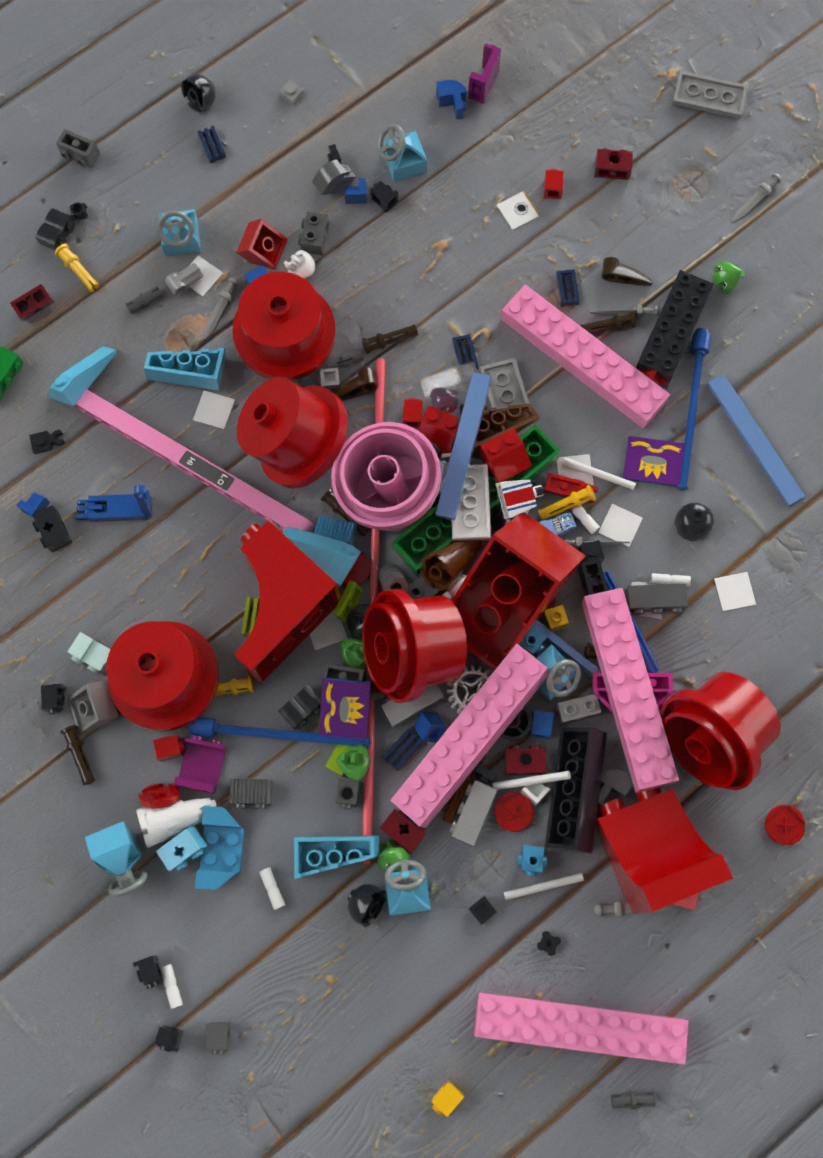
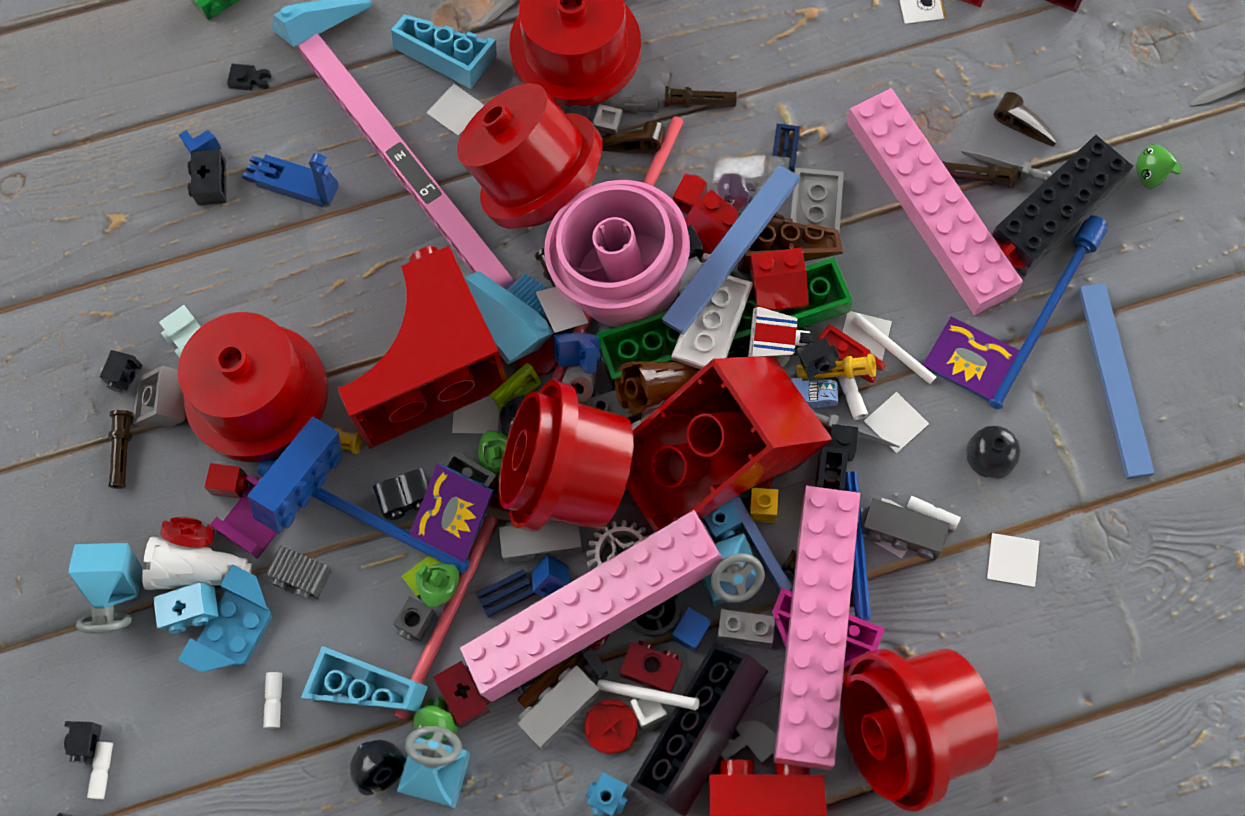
camera: 25 degrees right, 5 degrees down
(223, 725) = (296, 475): none -> blue brick
(358, 534) = (560, 311): none -> white sticker
(383, 557) = (577, 350): none -> blue brick
(553, 501) = (817, 357): none -> black brick
(569, 301) = (941, 129): dark blue tile -> none

